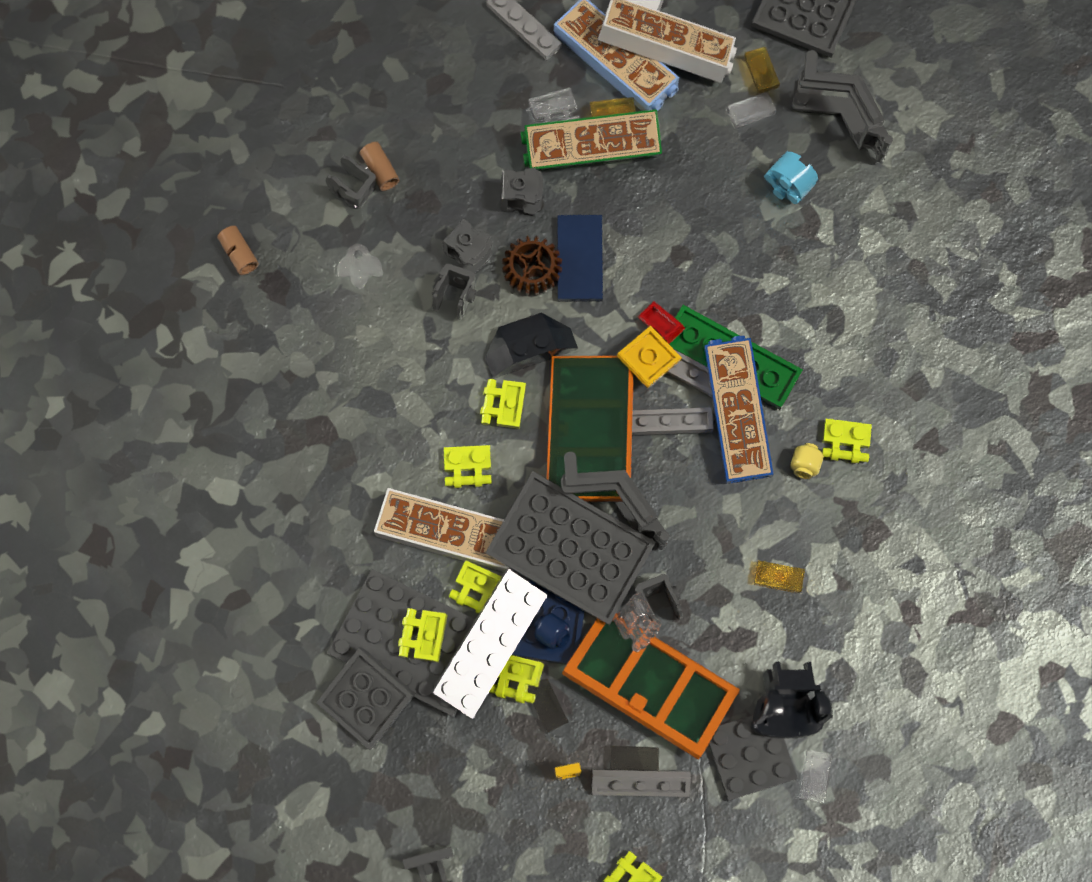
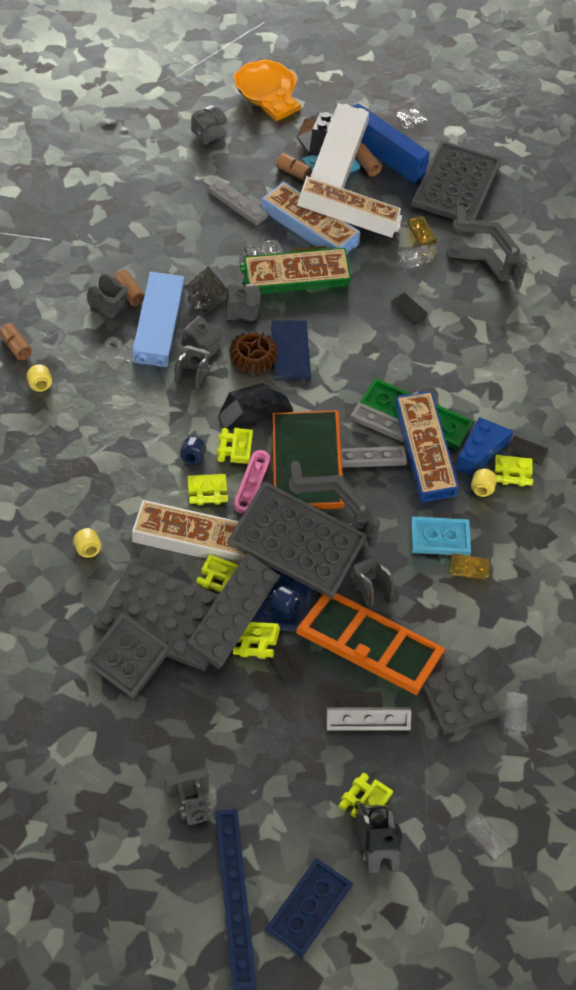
camera: 10 degrees left, 20 degrees down
(266, 305) = (39, 378): none -> light yellow head
(321, 543) = (87, 542): none -> light yellow head
(415, 215) = (158, 319): none -> light blue brick
(429, 637) = (182, 605): neon yellow plate -> none
(451, 412) = (192, 450): none -> dark blue head
(476, 171) = (205, 290): none -> clear smoke plate
(521, 456) = (252, 480): none -> bright pink plate
(567, 771) = (305, 706): yellow tile -> none
(632, 617) = (352, 588): clear plate -> none
(649, 357) = (351, 410): yellow tile -> none
(661, 321) = (359, 389): red tile -> none
(735, 192) = (409, 308): none -> clear smoke tile
(746, 535) = (440, 536): none -> medium azure plate
(786, 707) = (483, 654): black piece -> none
(791, 178) = (452, 294): medium azure brick -> none
(811, 404) = (483, 444): none -> blue wedge
(868, 410) = (527, 449): none -> clear smoke tile

